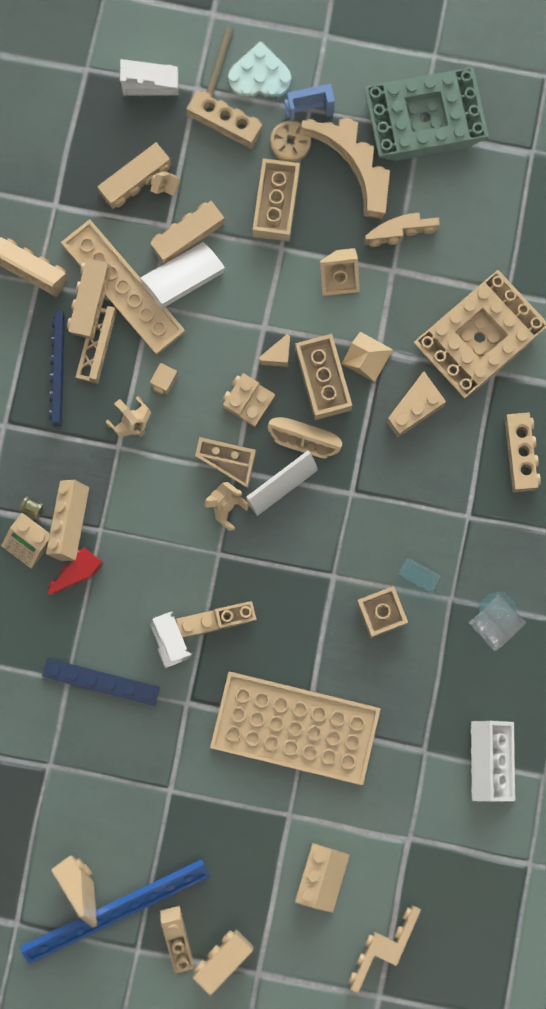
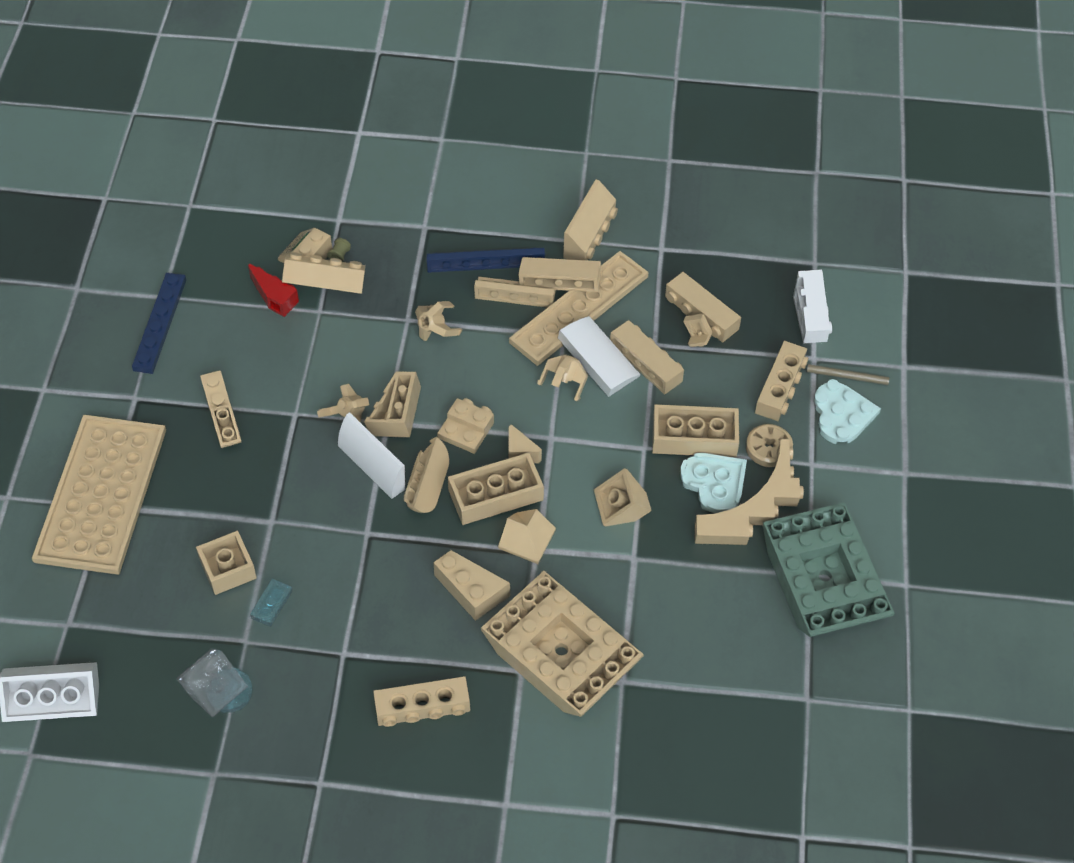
camera: 85 degrees right, 25 degrees down
(163, 379) = (482, 347): tan brick -> none
(169, 639) = (201, 360): white piece -> none
(200, 303) = (566, 369): none -> tan piece
(310, 99) = (812, 439): medium blue panel -> none
(324, 190) = (715, 479): none -> light aqua plate
(393, 230) = (683, 554): tan slope -> none

